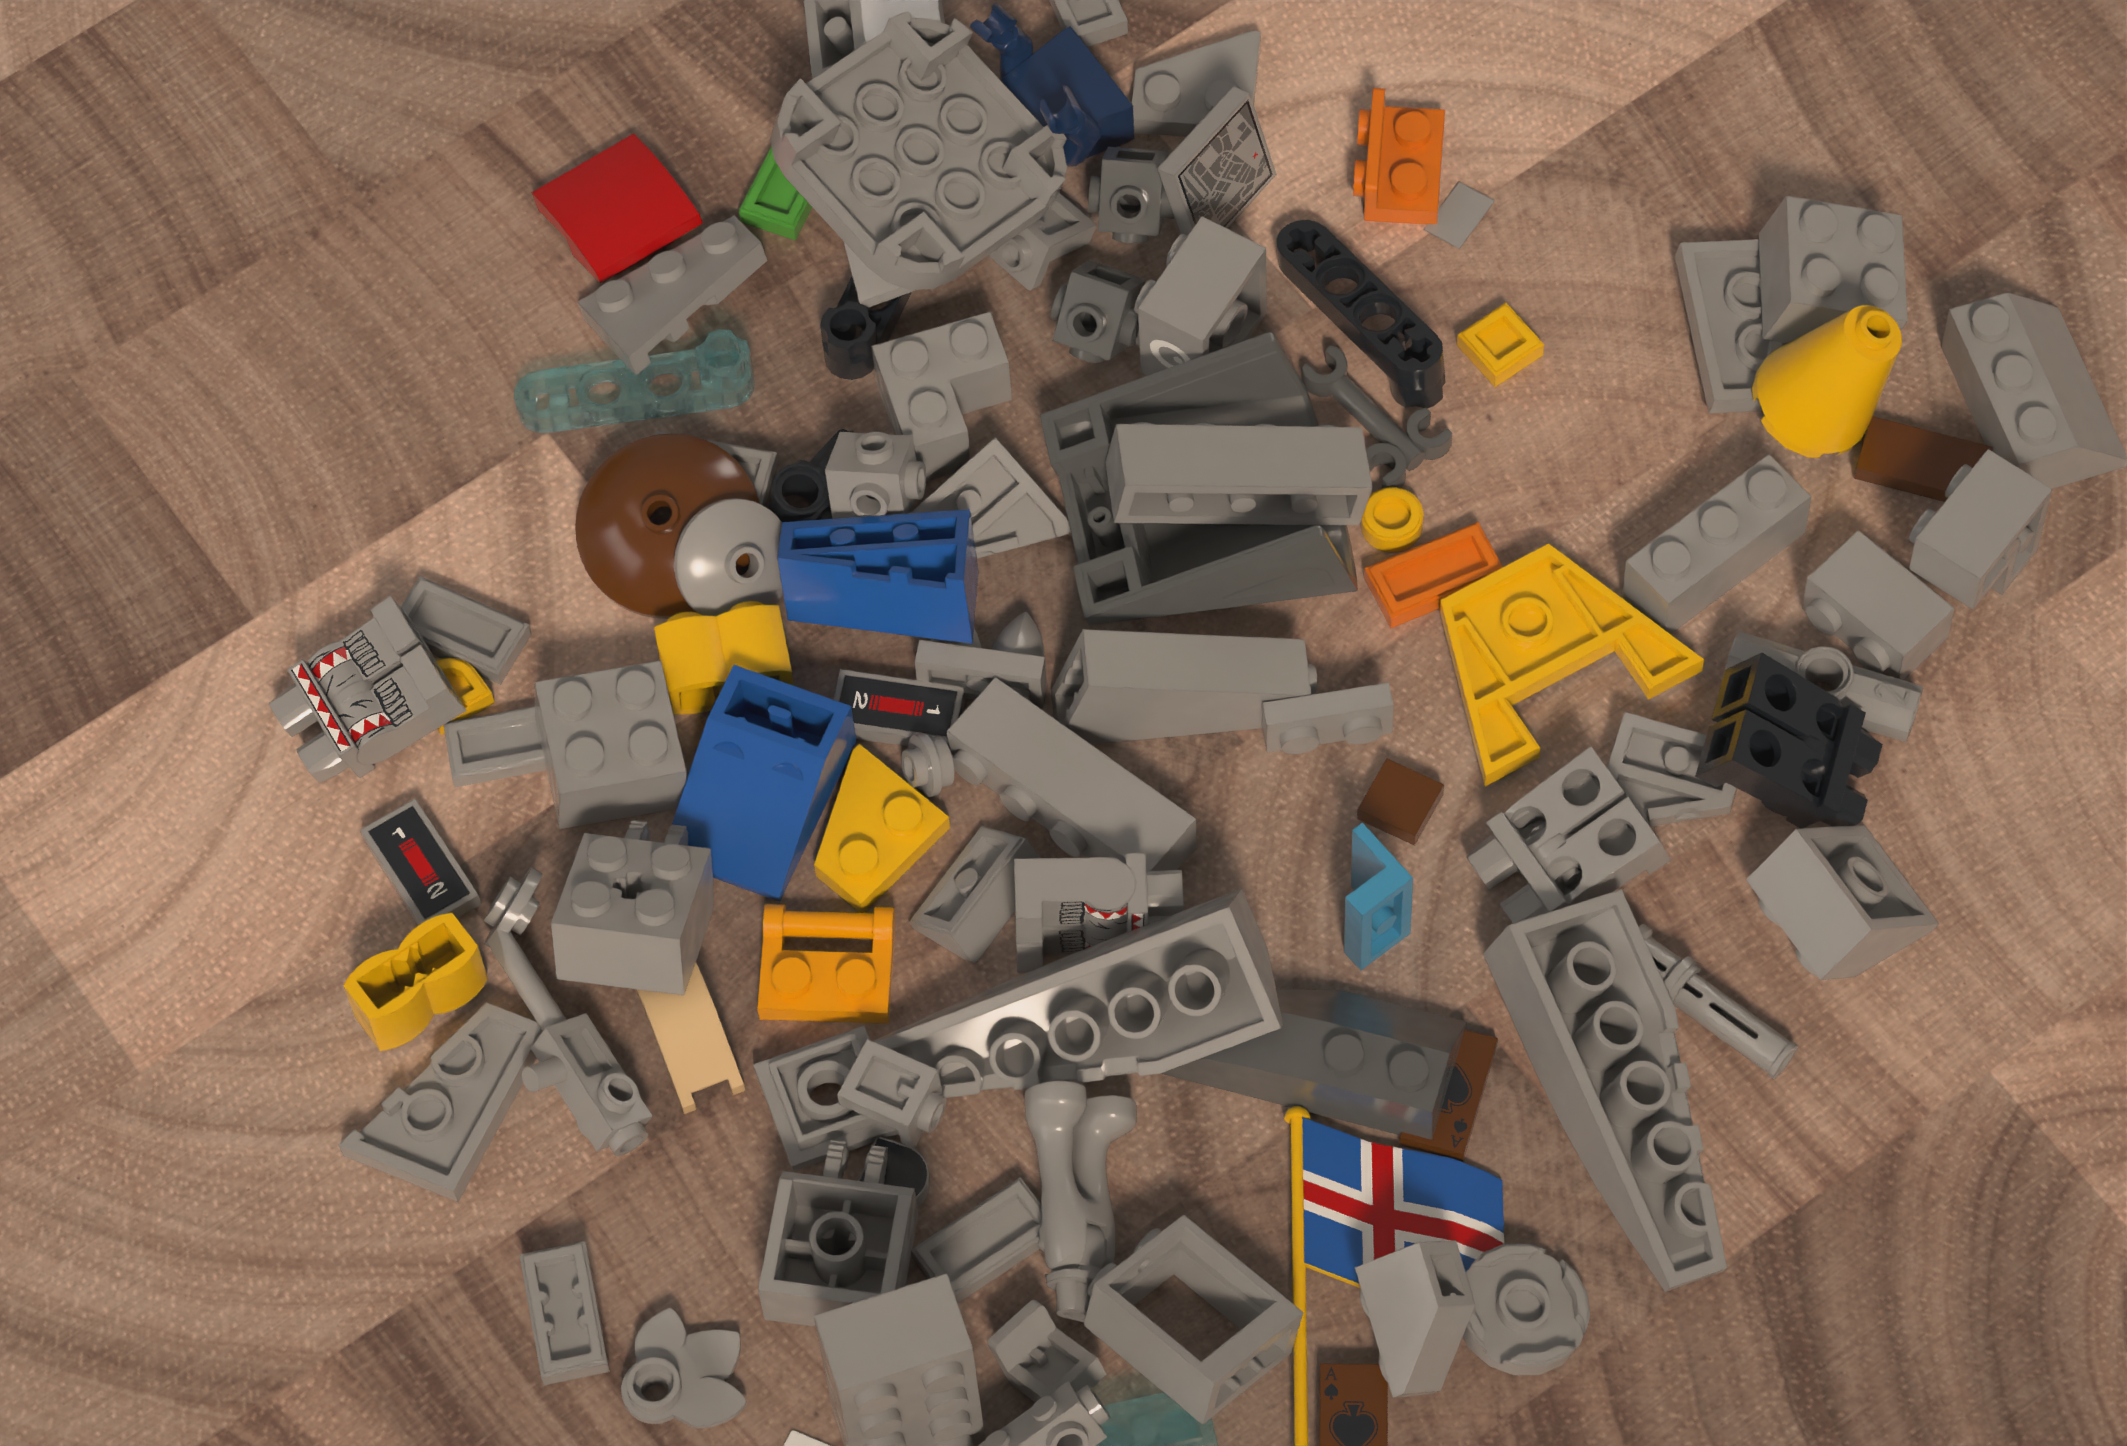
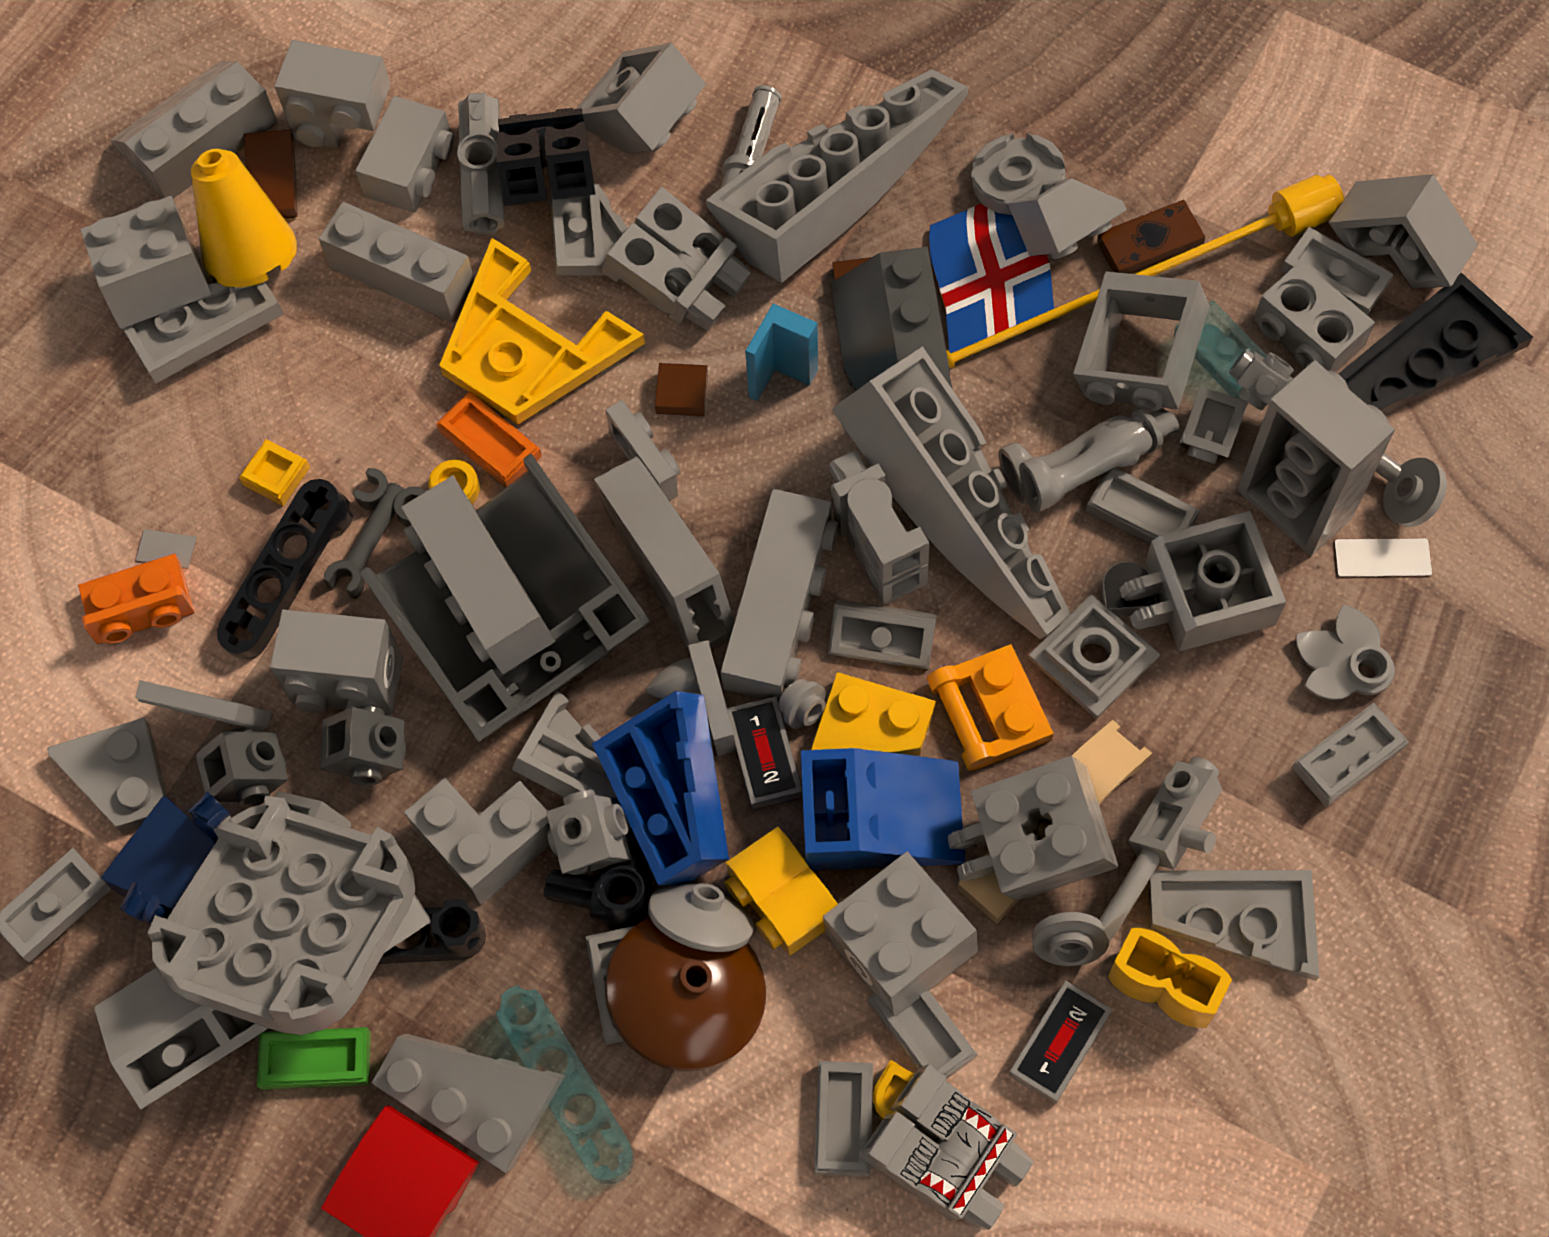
camera: 115 degrees left, 5 degrees up
(894, 1092) = (1083, 593): light grey bracket -> none

